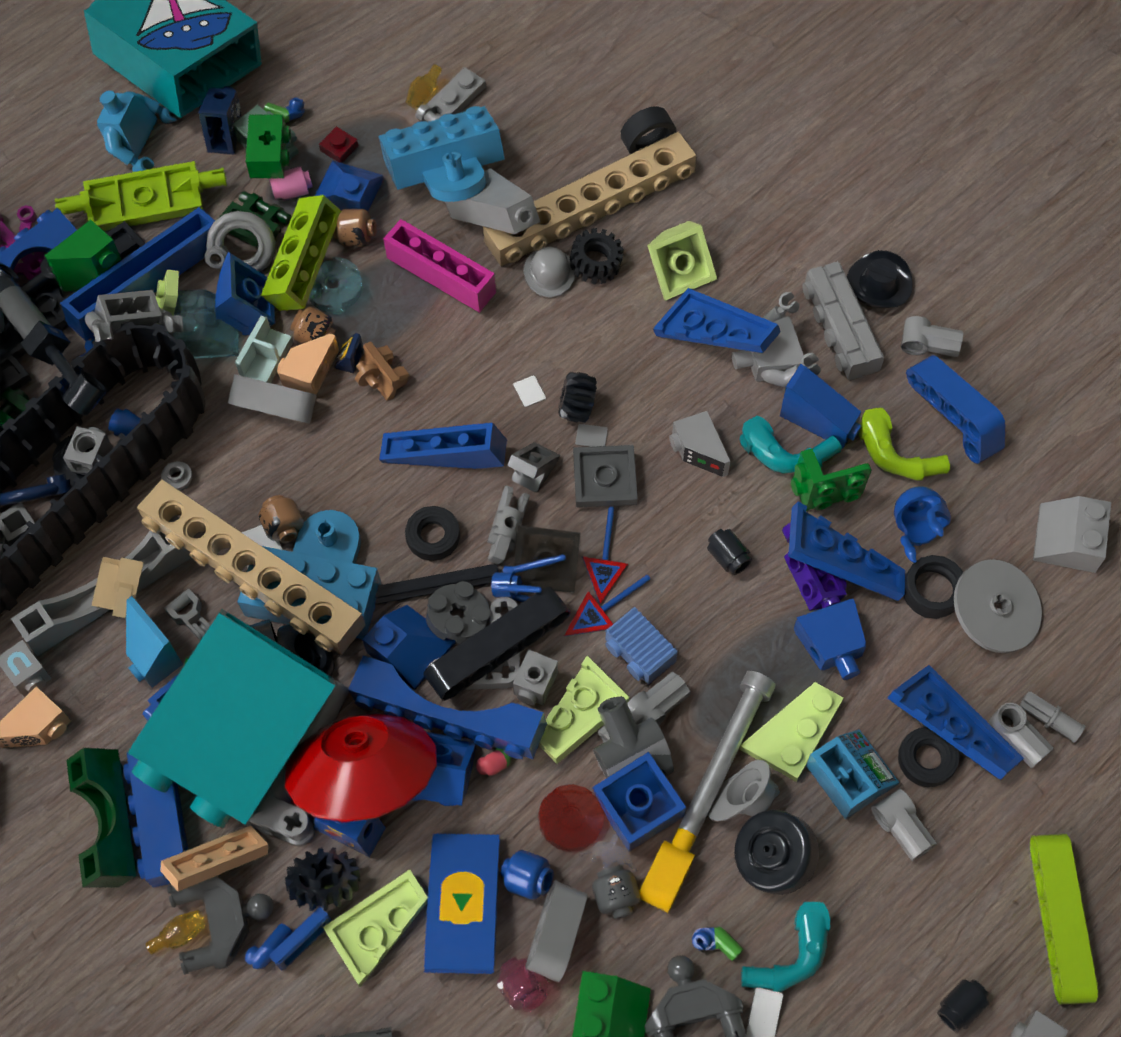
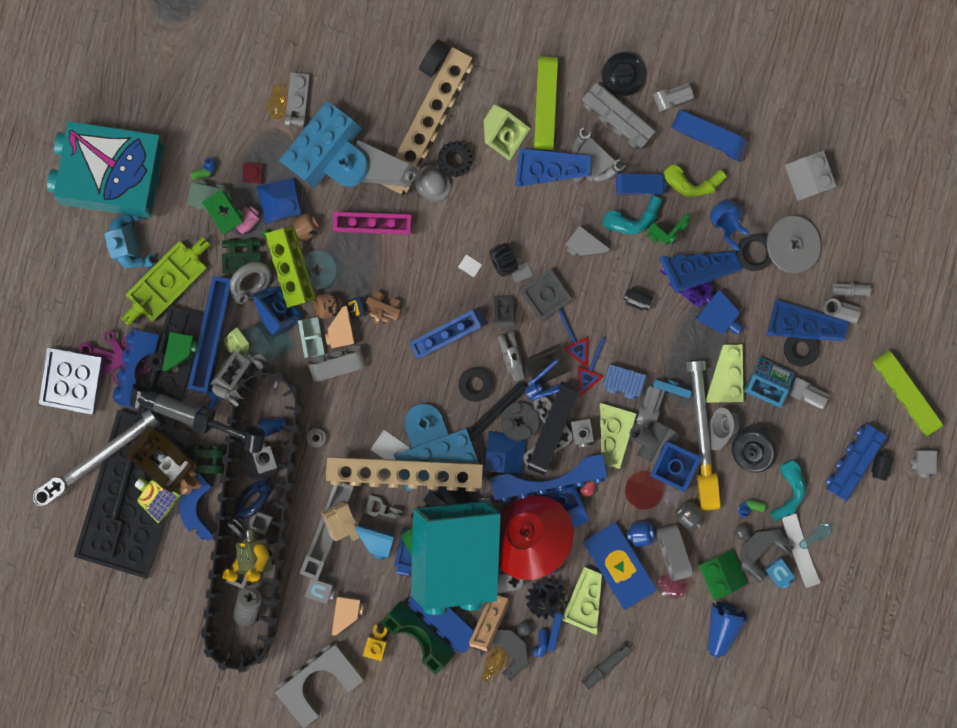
camera: 30 degrees left, 25 degrees up
(35, 793) = (375, 644): none -> yellow brick
(220, 108) = (174, 202): dark blue torso -> none
(280, 519) = (392, 429): medium nougat head -> none
(704, 696) = (671, 387): none -> dark azure plate
(758, 255) = (545, 103): none -> lime beam
(923, 971) = (856, 461): none -> blue brick

